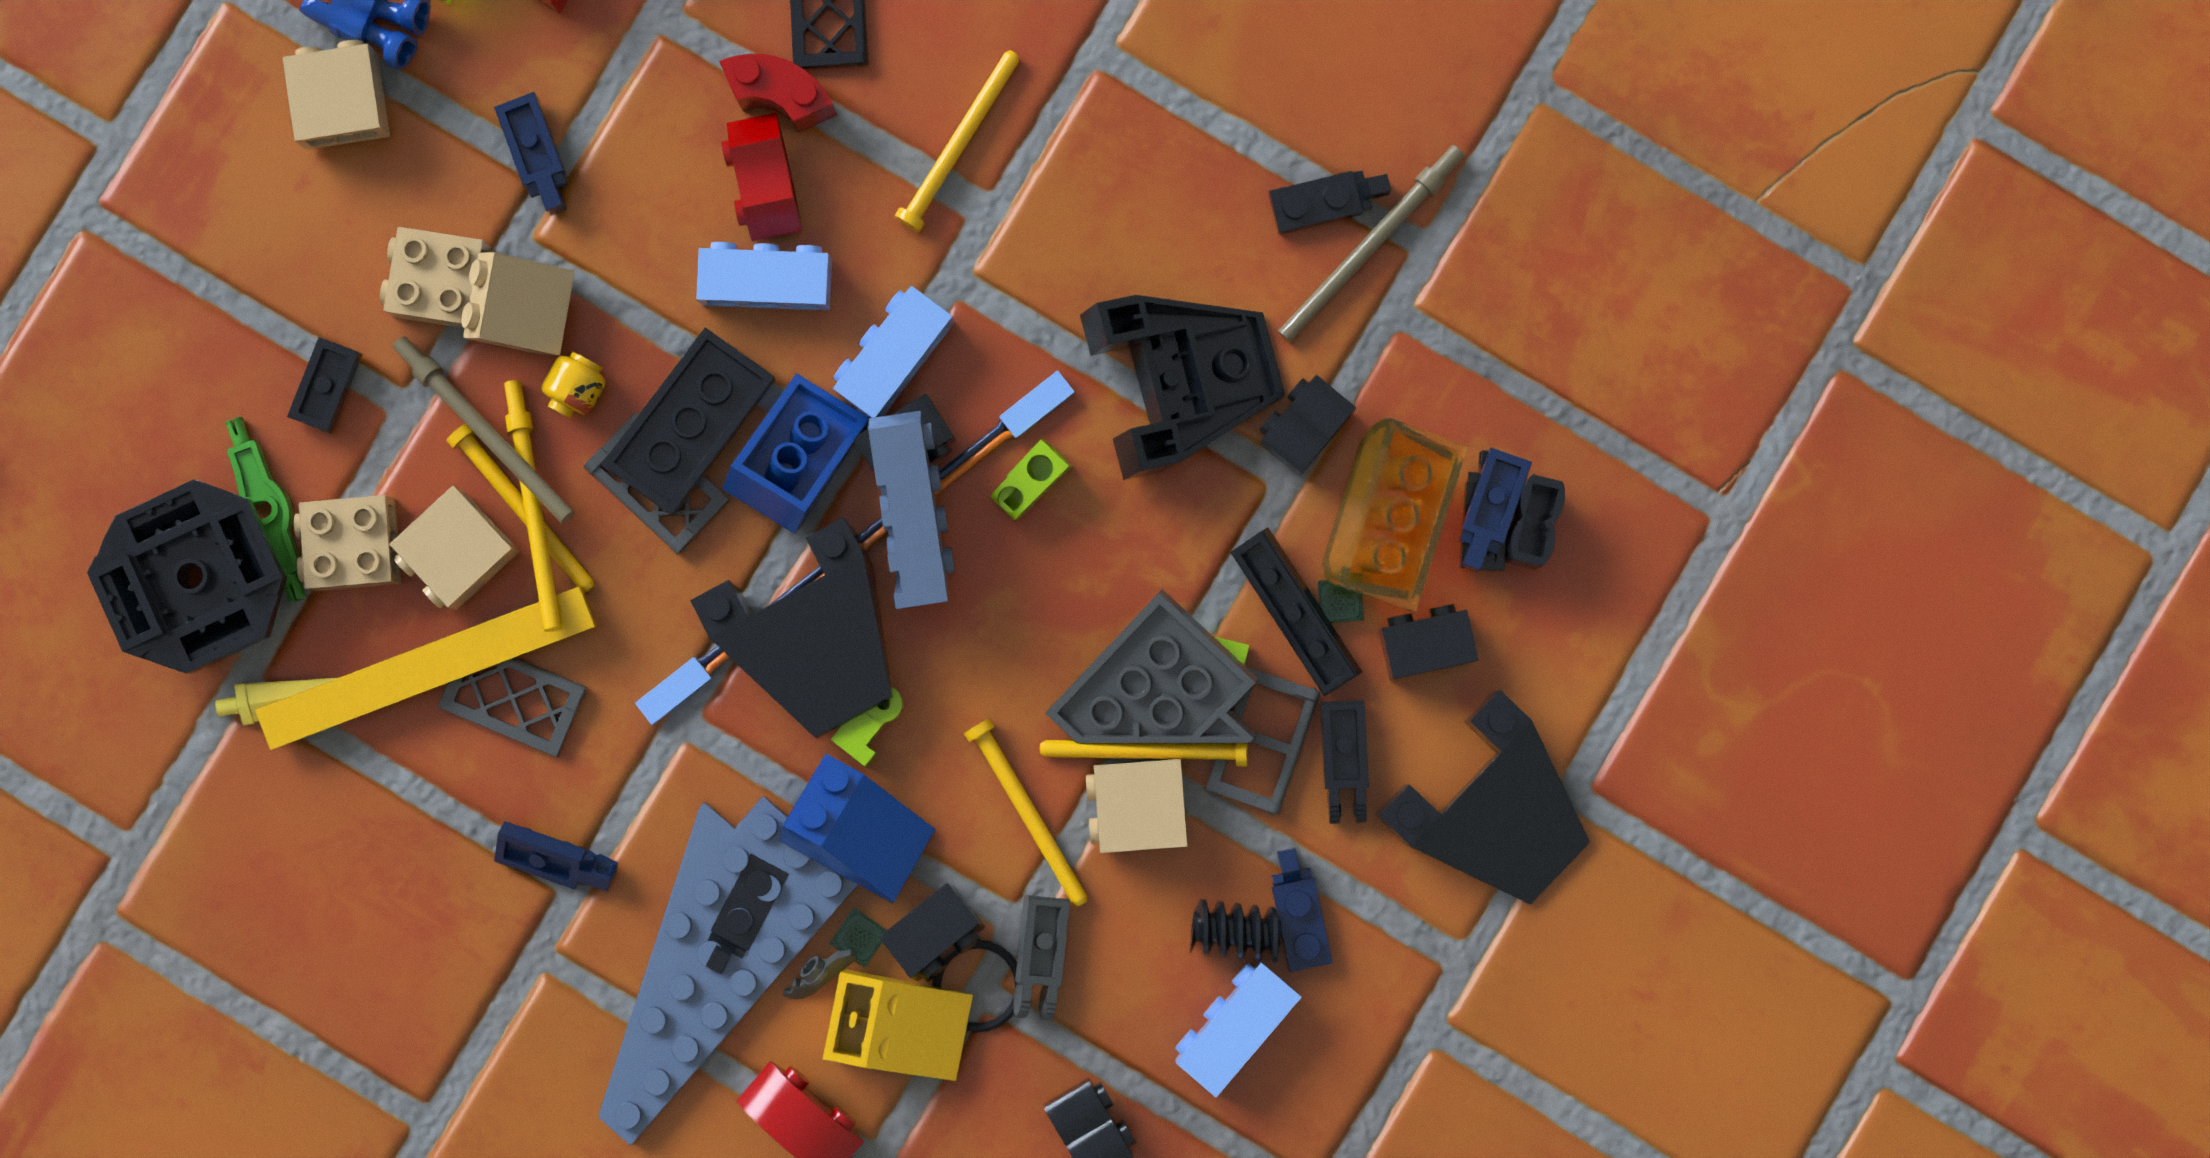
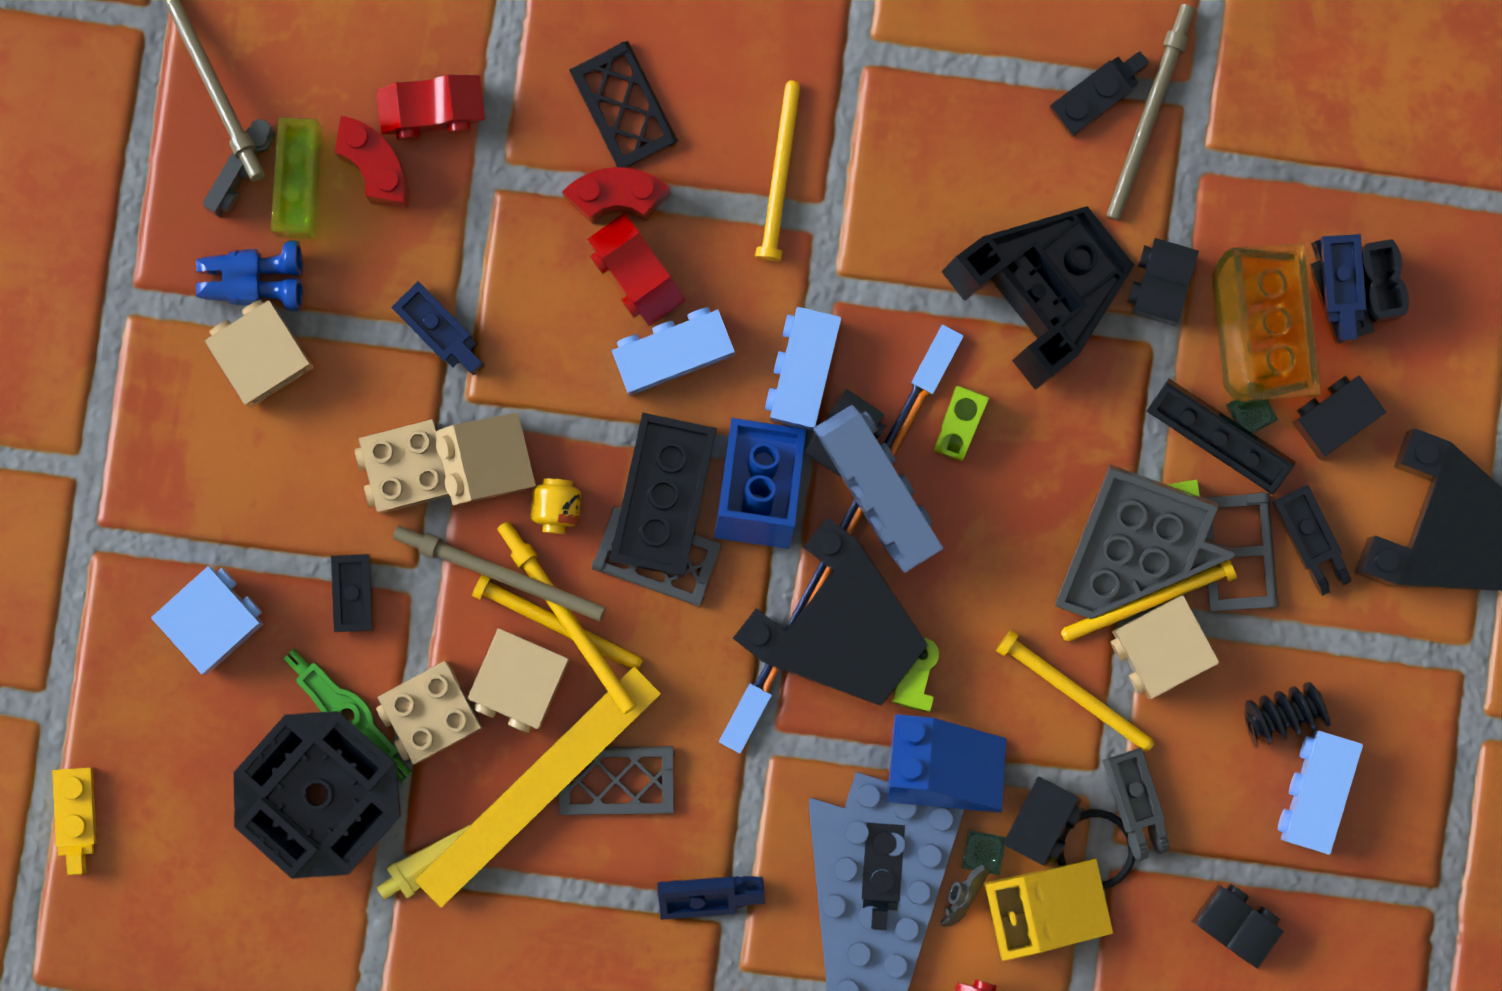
camera: 25 degrees left, 0 degrees up
(163, 348) = (209, 619): none -> light blue brick
(1300, 914) = (1329, 675): dark blue hinge -> none

